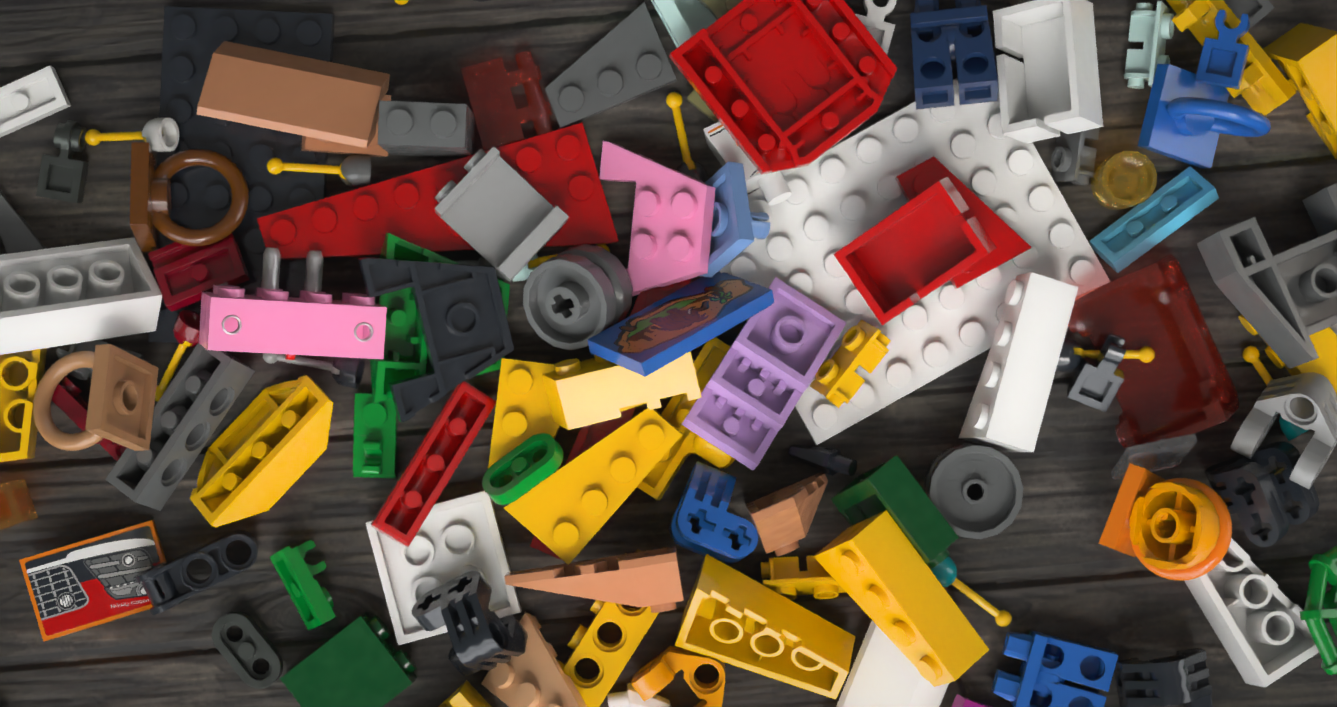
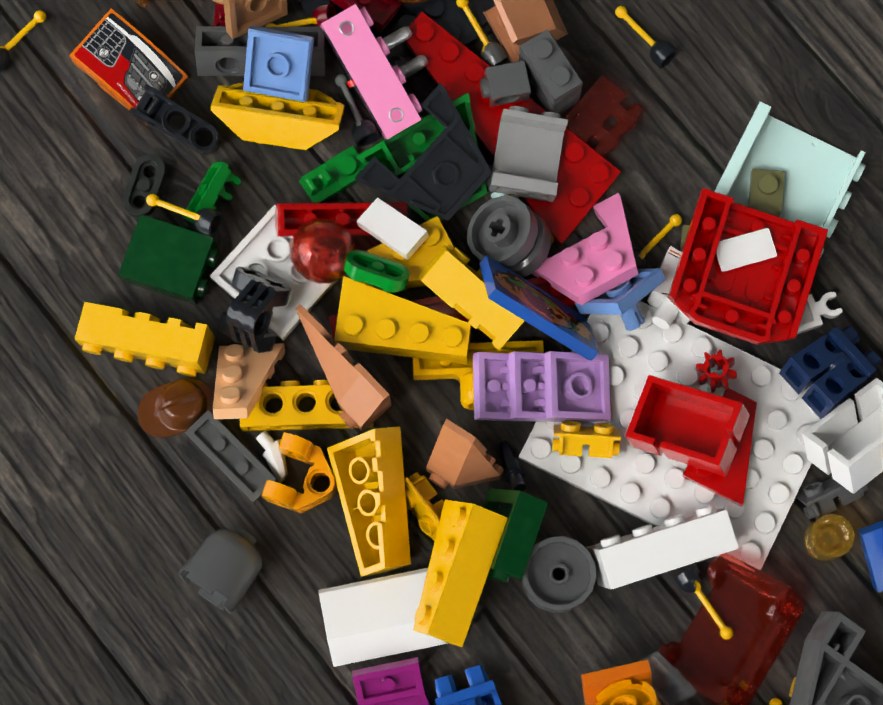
camera: 60 degrees right, 10 degrees down
(213, 419) = (278, 63): none -> medium blue plate
(336, 613) = (205, 220): none -> hinge
(405, 185) = (505, 84): none -> dark grey brick
(455, 510) = (320, 250): none -> clear red cylinder
(485, 418) = (392, 228): none -> white tile
(613, 71) = (666, 170): dark grey wing -> none
(706, 500) = (422, 411): blue piece -> none
(765, 53) = (745, 249): none -> white sticker
(865, 167) = (720, 363): none -> red gear
(946, 574) = (491, 595): hinge -> none
(1099, 379) = (687, 610): plate -> none
(1154, 219) = (818, 577): medium azure plate -> none

